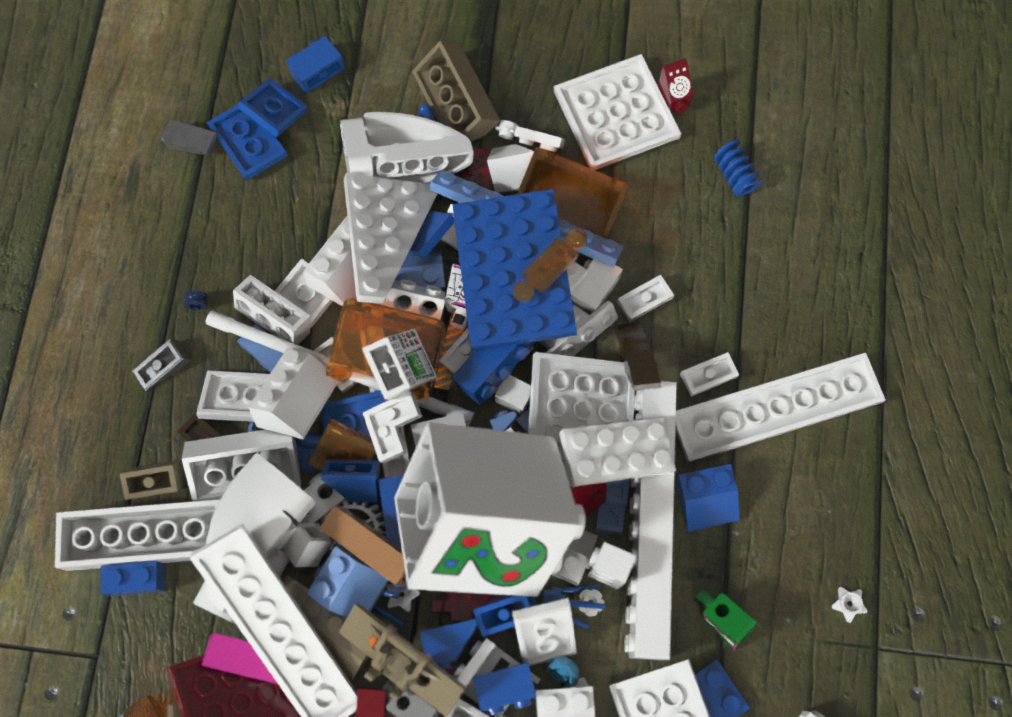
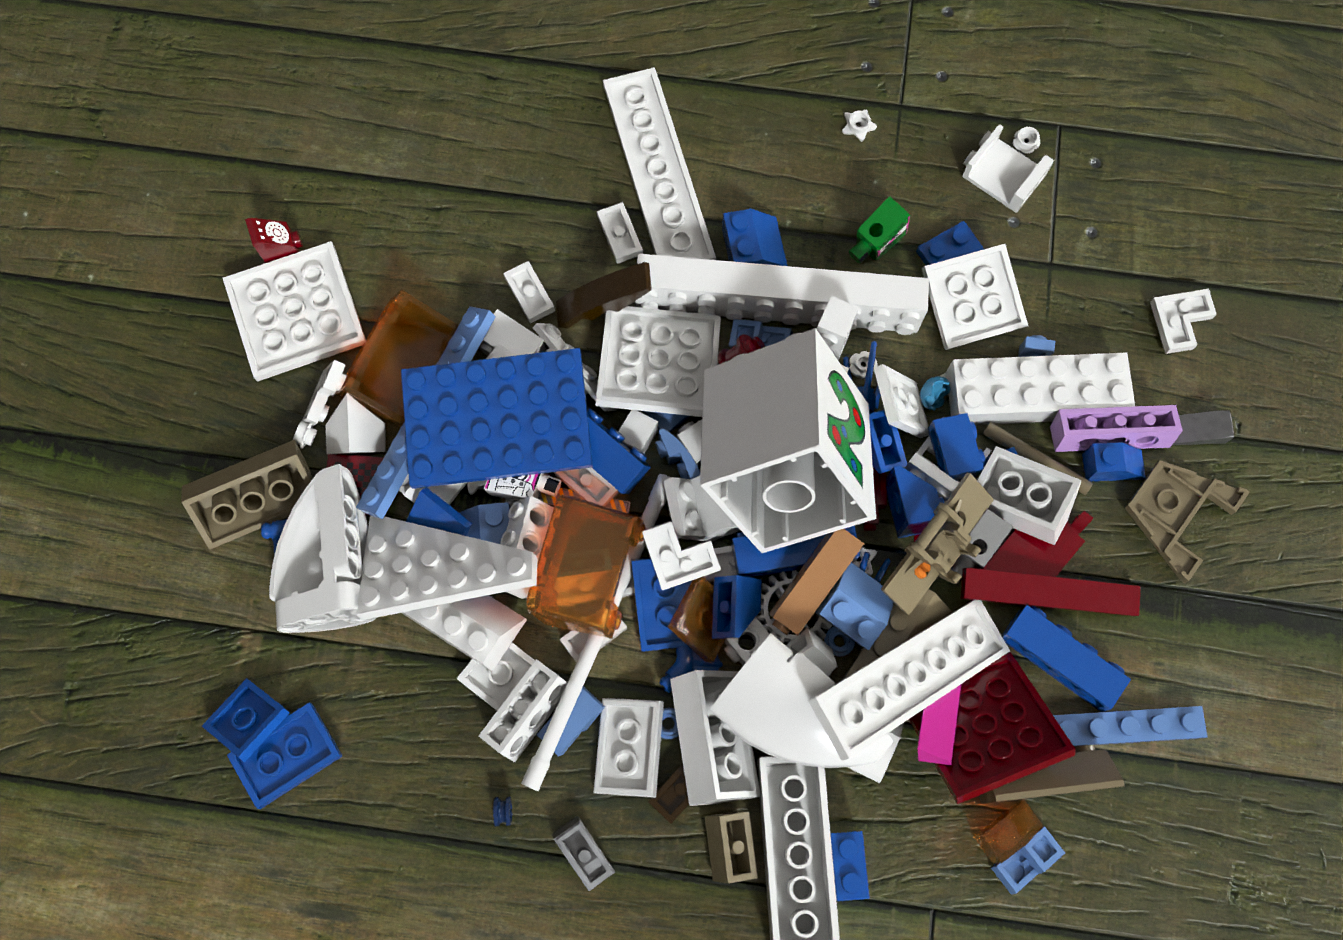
camera: 90 degrees left, 0 degrees up
(188, 138) = (277, 831): flat silver slope -> none
(292, 395) = (636, 674): white slope -> none
(315, 64) = (186, 669): blue brick -> none
(399, 363) = (614, 538): white slope -> none
(550, 265) = (500, 370): clear orange plate -> none
(617, 451) = (719, 310): white plate -> none
(735, 169) = (380, 186): blue piece -> none

